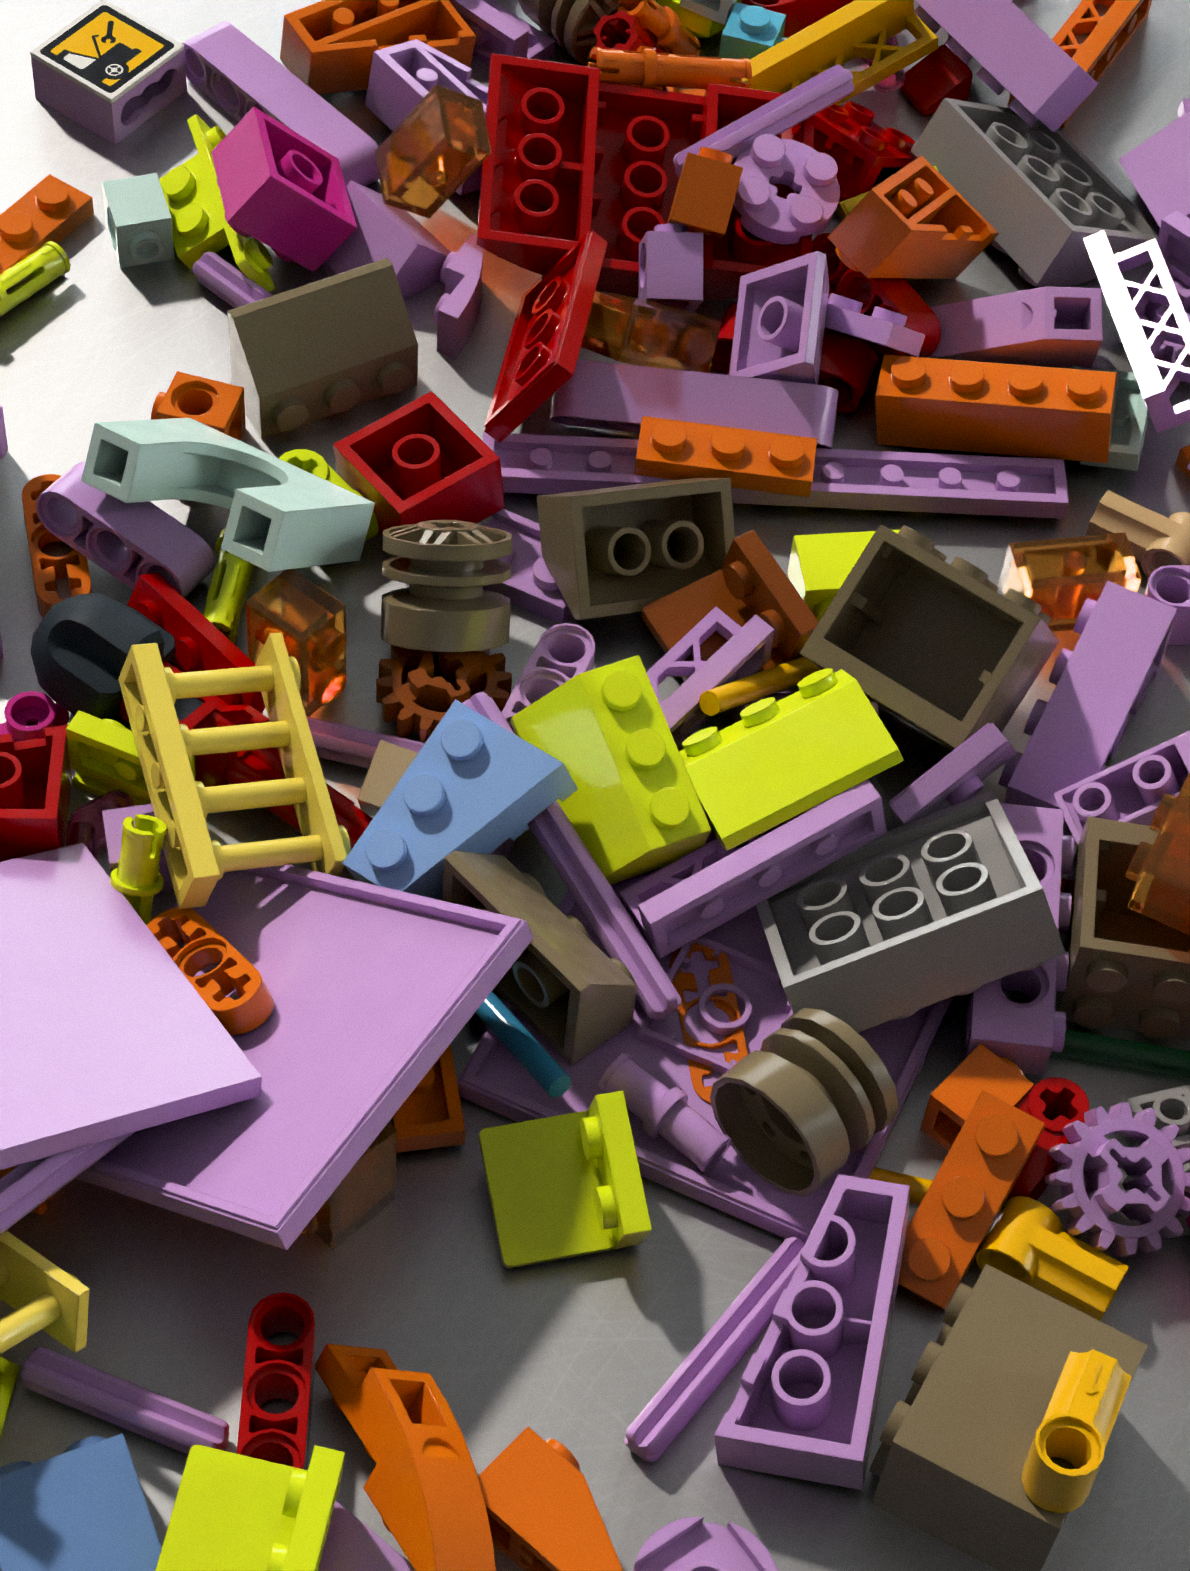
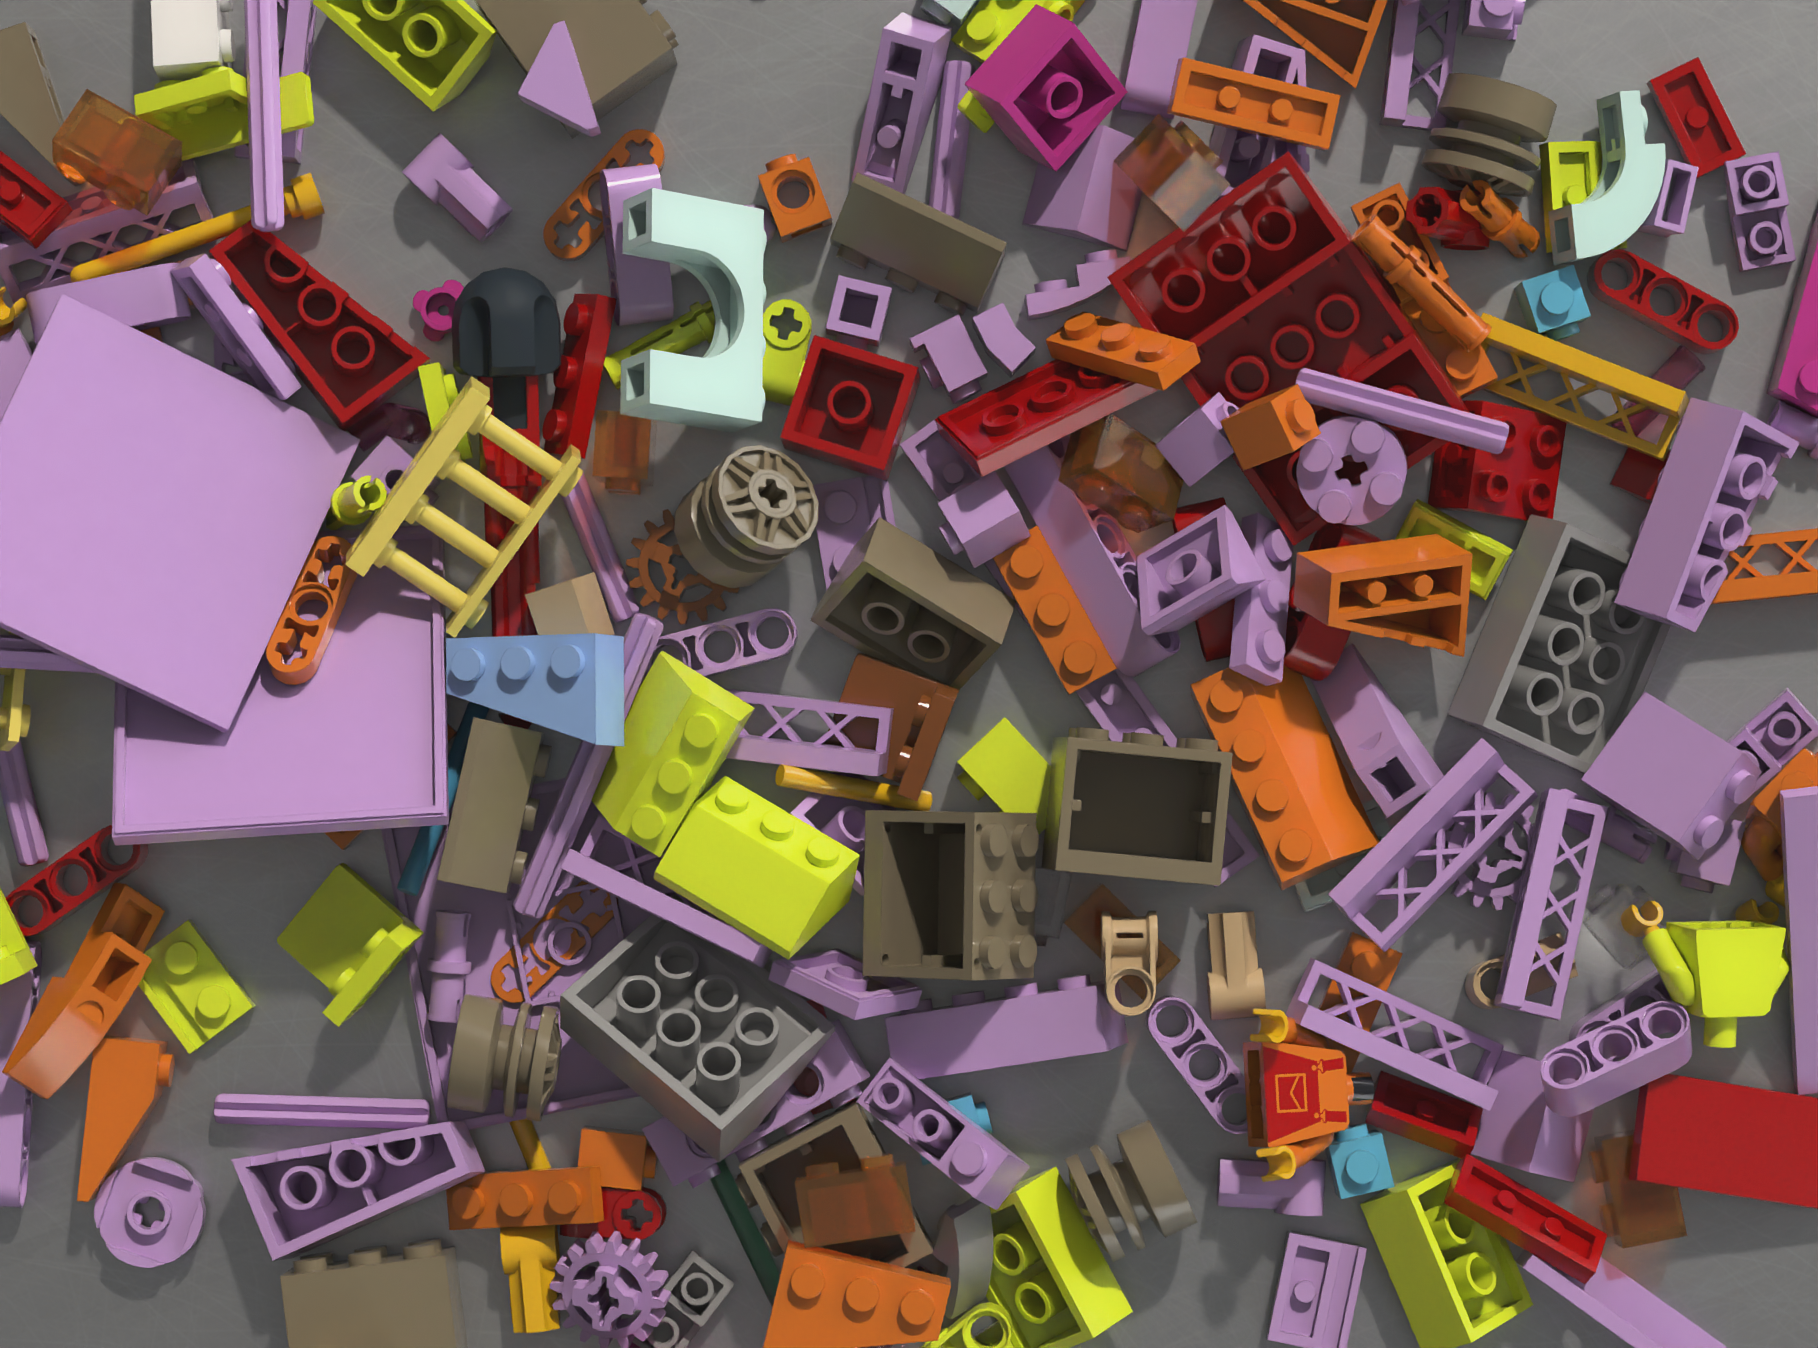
camera: 60 degrees right, 35 degrees up
(183, 295) = (901, 98): none -> lavender slope
(334, 413) = (858, 312): none -> lavender brick
(411, 72) = (1253, 104): none -> orange plate
(452, 385) = (951, 359): none -> lavender brick
(459, 359) = (1002, 339): none -> lavender piece
(494, 1380) = (192, 987): none -> neon yellow plate
(546, 264) = (1123, 350): none -> orange plate
(605, 435) = (981, 520): none -> lavender brick
(964, 461) = (1137, 807): none -> dark tan container
(1103, 547) = (1129, 957): none -> tan piece

